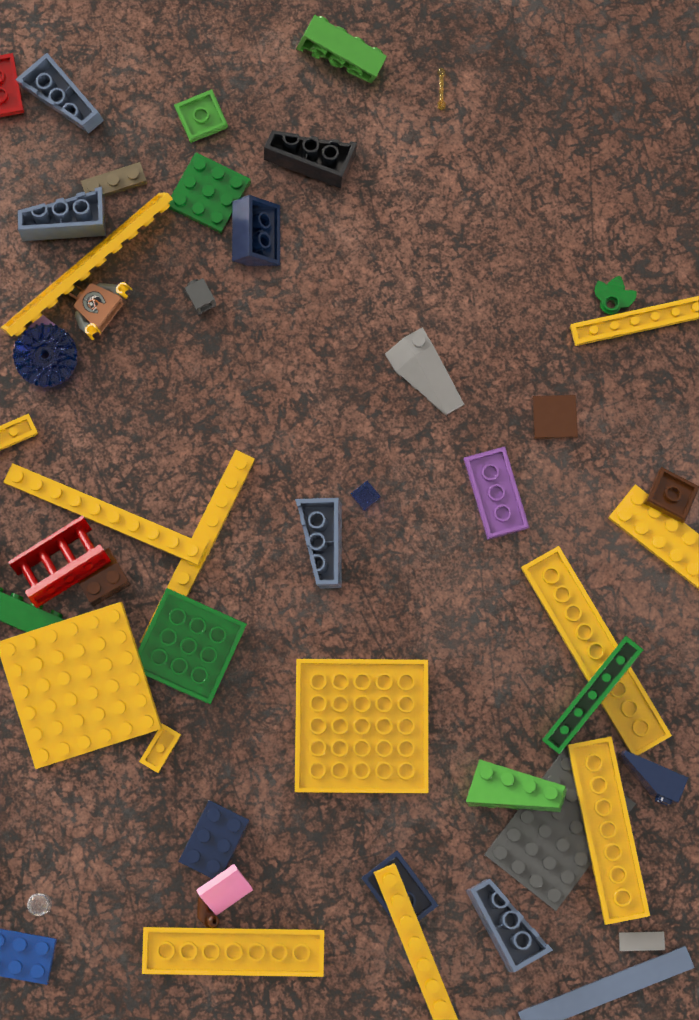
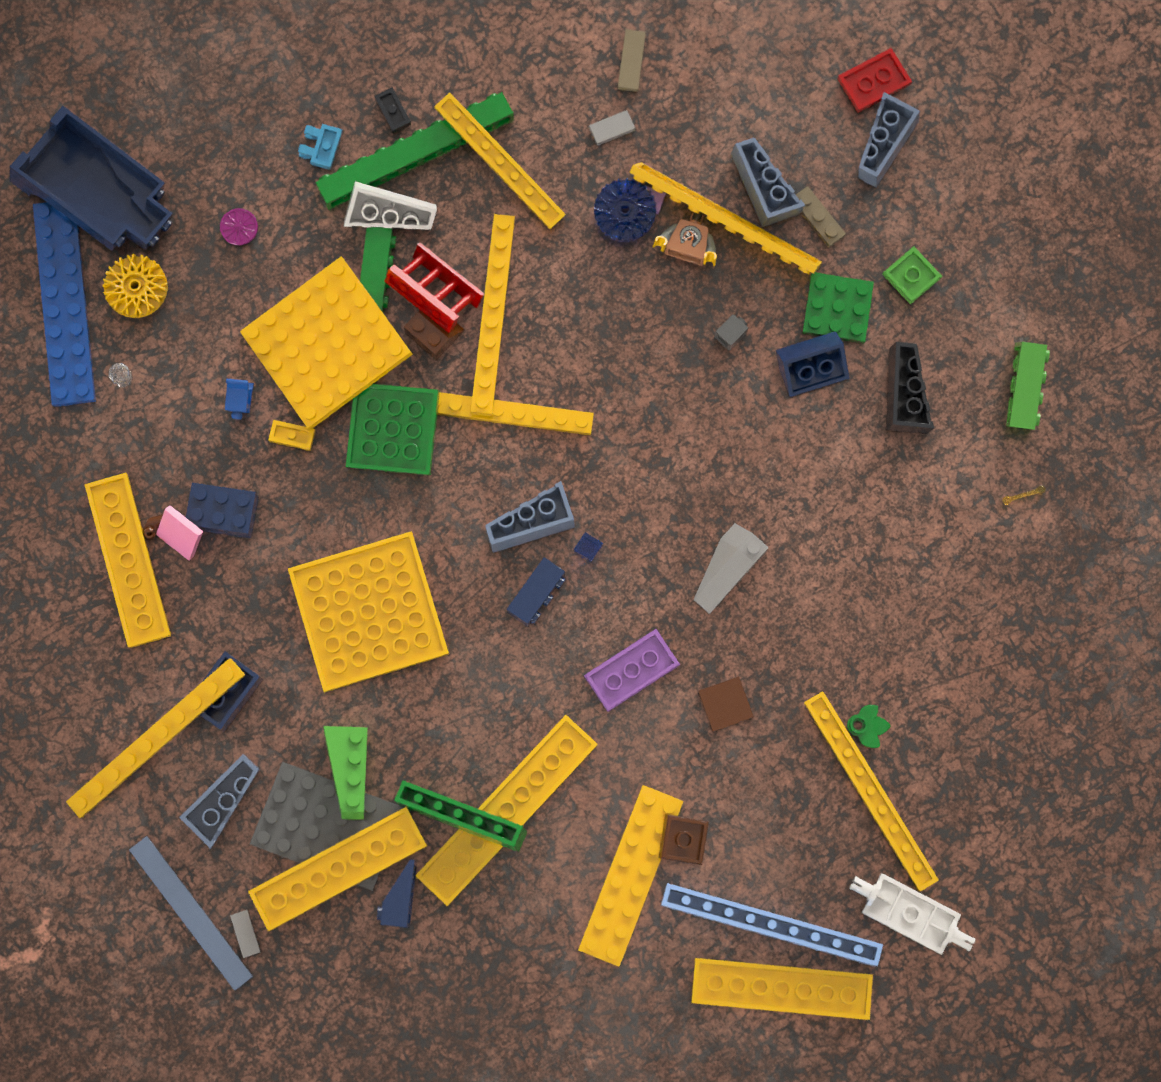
camera: 70 degrees right, 0 degrees up
(105, 789) = (238, 397): none -> blue piece
(394, 557) = (536, 592): none -> dark blue brick

